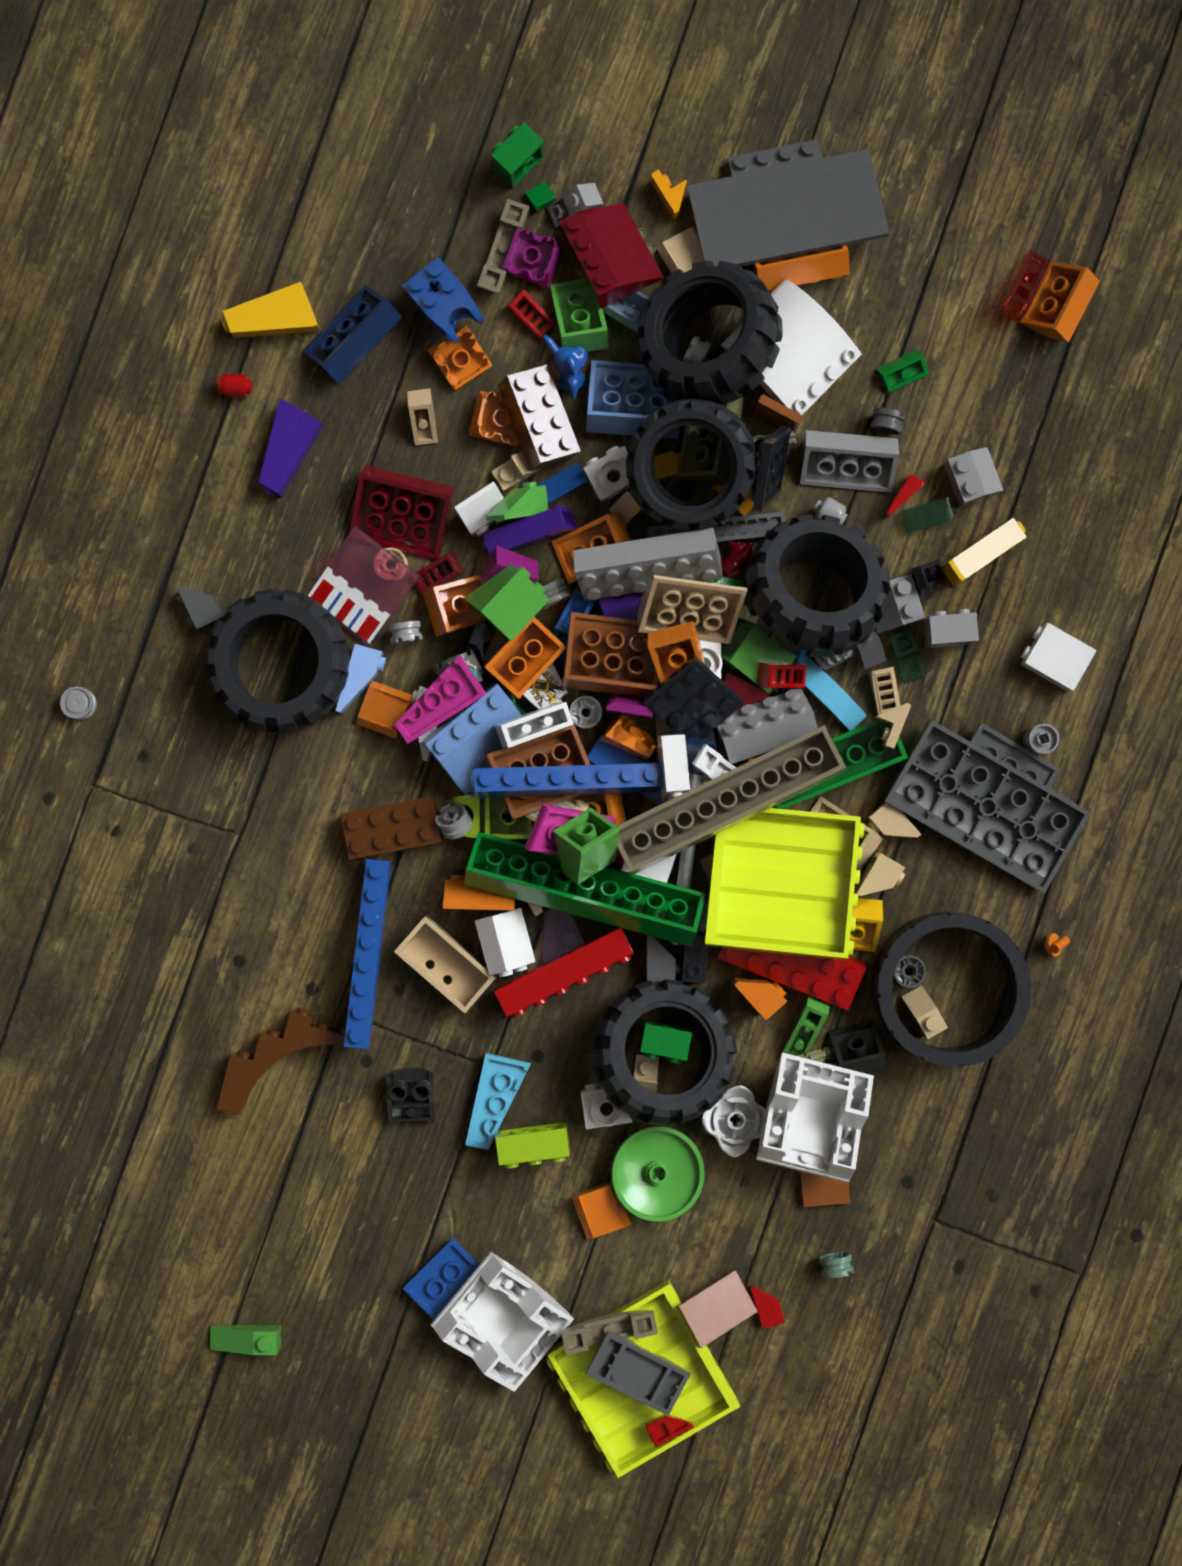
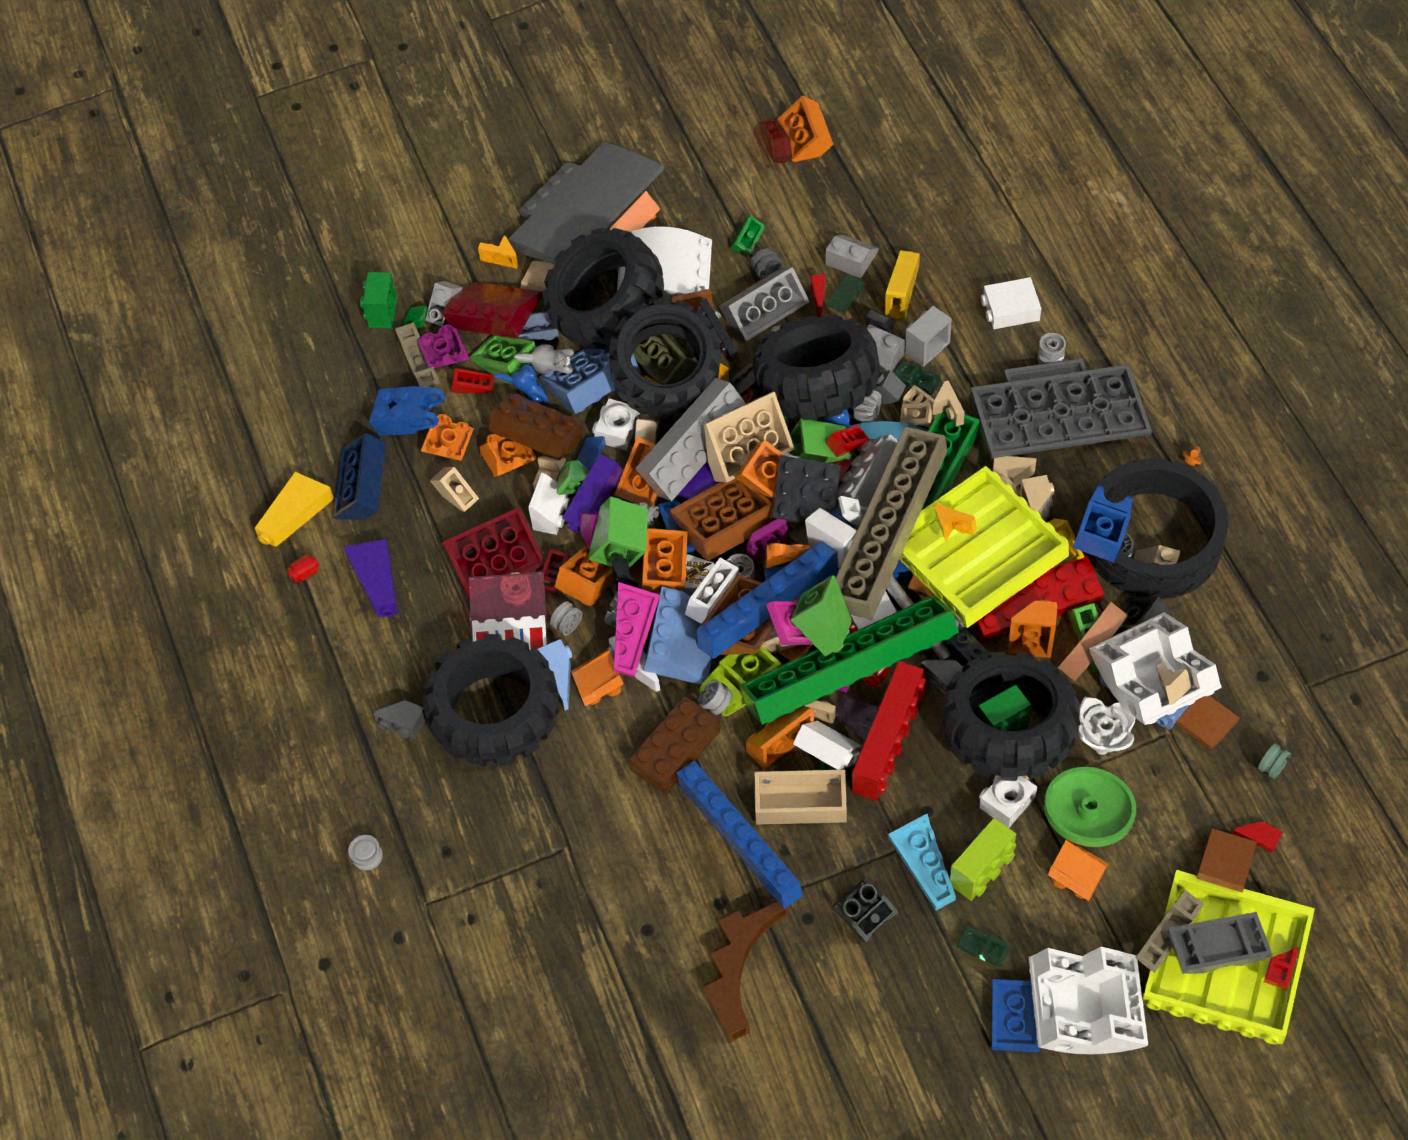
camera: 35 degrees left, 30 degrees down
(473, 1204) = (983, 947): none -> clear green slope
(605, 356) = (546, 359): none -> light grey animal
(777, 842) = (952, 519): none -> light orange slope
(801, 1041) = (1100, 631): none -> nougat slope
(809, 1150) = (1173, 683): none -> tan slope
(866, 699) = (917, 414): none -> tan slope
(906, 964) = (1103, 526): none -> blue brick

